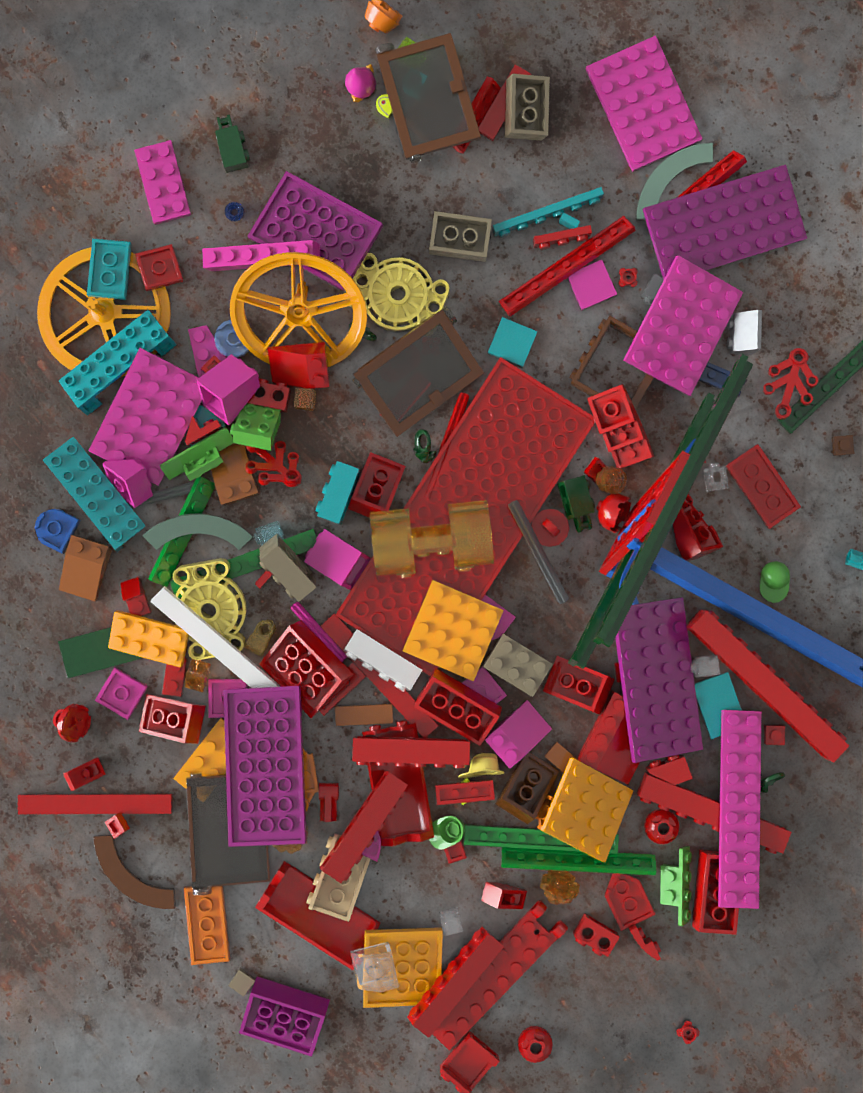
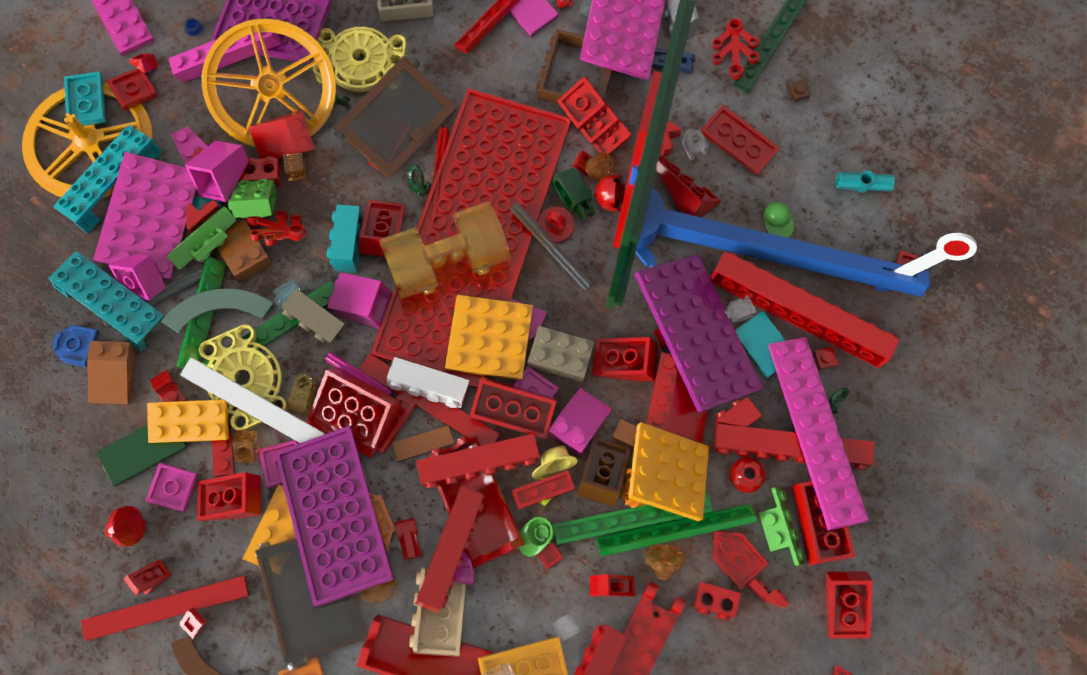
camera: 25 degrees left, 15 degrees down
(176, 240) = (144, 62): none -> red slope
(228, 341) = (210, 131): medium blue tile -> none
(262, 581) = (293, 338): red tile -> none
(512, 342) = (475, 74): teal tile -> none
(717, 971) = (849, 604): none -> red slope

